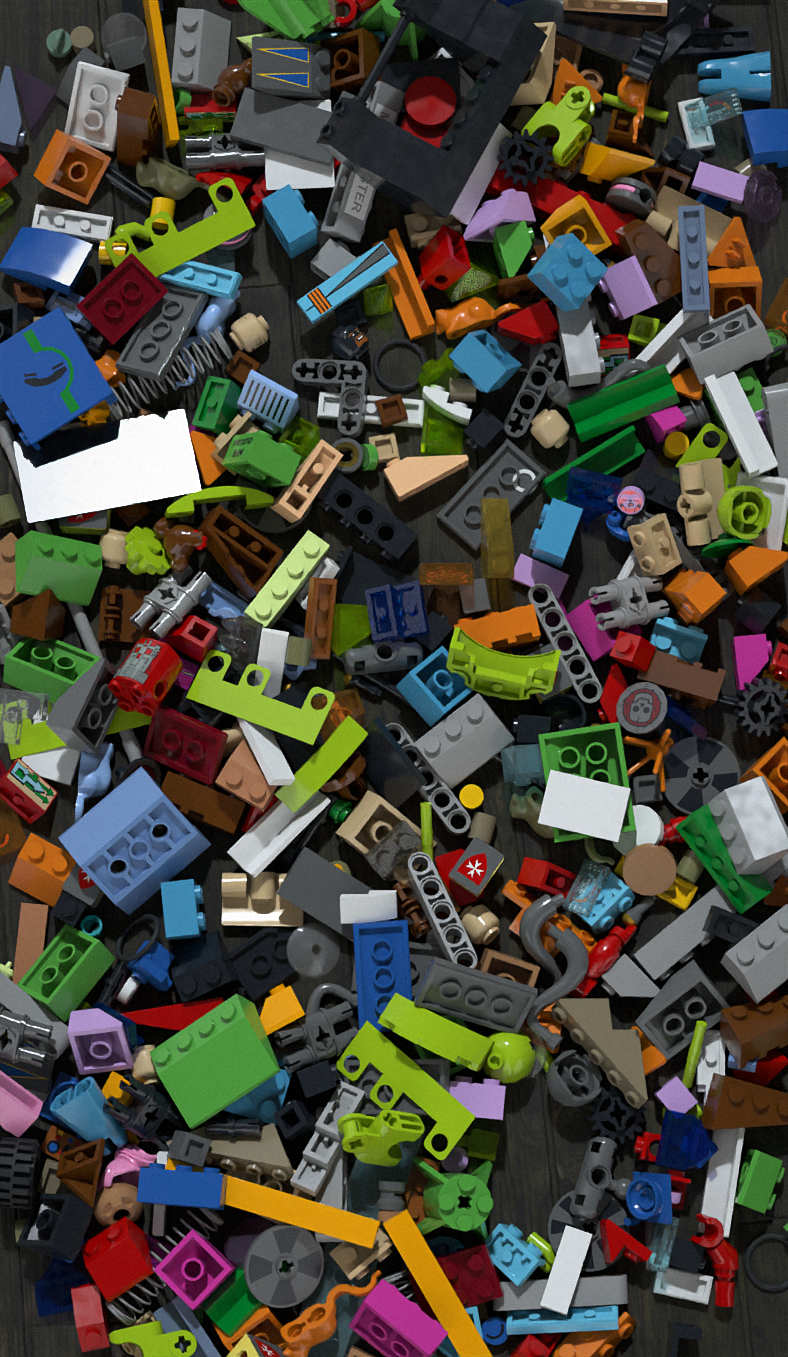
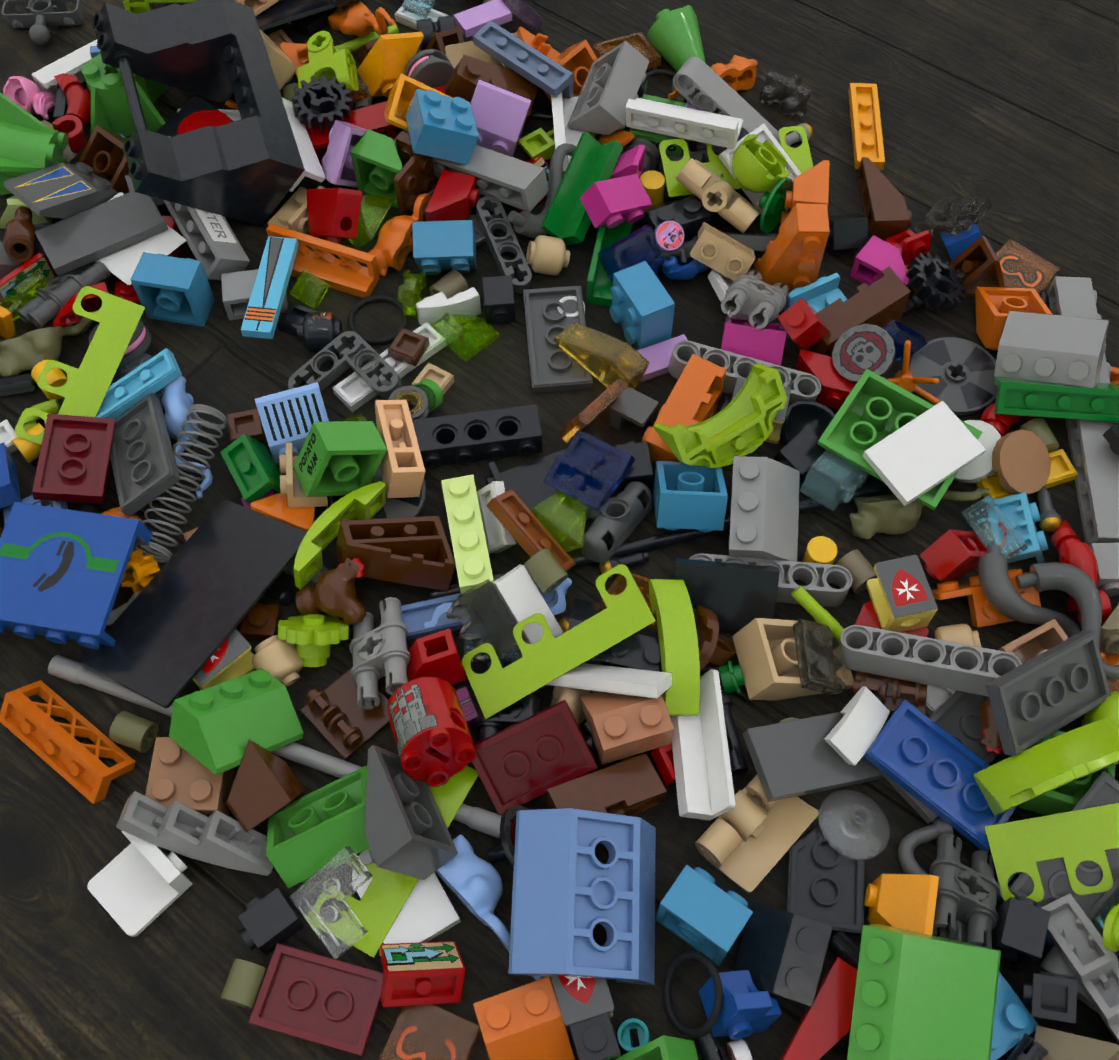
camera: 45 degrees left, 20 degrees down
(249, 332) = (224, 394): tan head -> none
(417, 473) = (482, 368): light nougat slope -> none
(623, 442) = (616, 201): none -> dark pink brick

